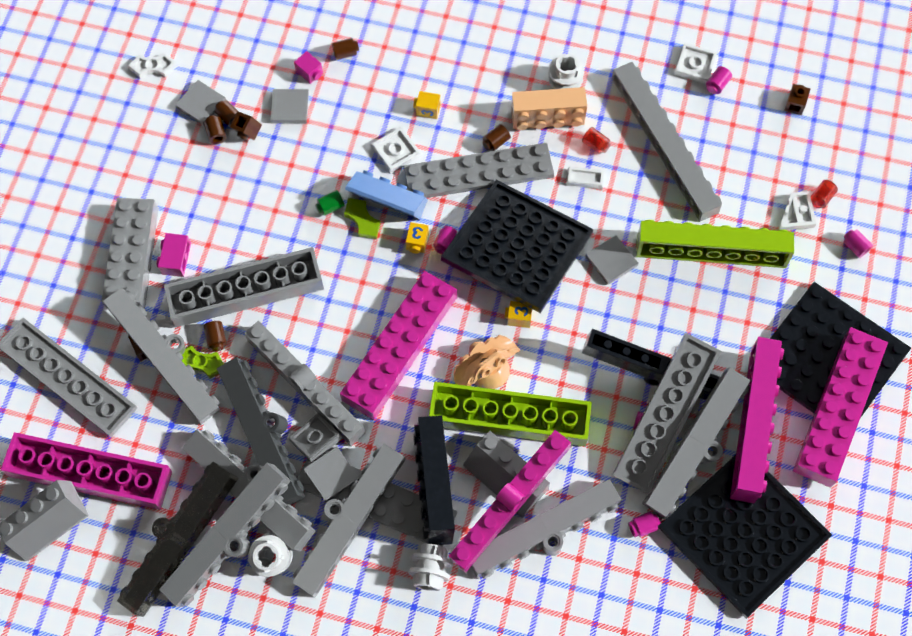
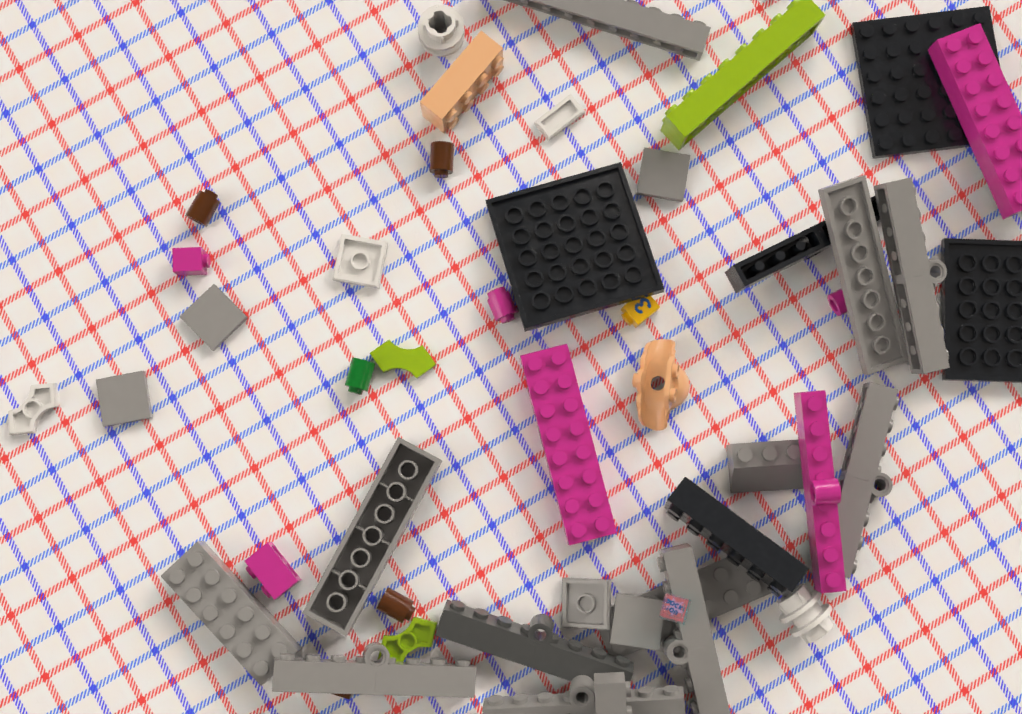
camera: 50 degrees left, 15 degrees up
(215, 130) = (171, 412): reddish brown brick -> none
(226, 111) = (165, 384): reddish brown brick -> none
(245, 126) = (198, 381): reddish brown brick -> none
(304, 382) = (523, 565): light grey hinge -> none
(357, 480) = (675, 608): none -> clear light blue tile
(386, 194) = (406, 316): medium blue slope -> none
(417, 238) = (475, 329): yellow brick -> none
(427, 104) = (343, 188): yellow brick -> none
(480, 170) = (458, 207): light grey plate -> none
(510, 413) = (729, 409): lime brick -> none
(596, 140) = (534, 71): clear red brick -> none
(644, 524) = (932, 390): dark pink brick -> none
(756, 421) = (943, 206): dark pink brick -> none

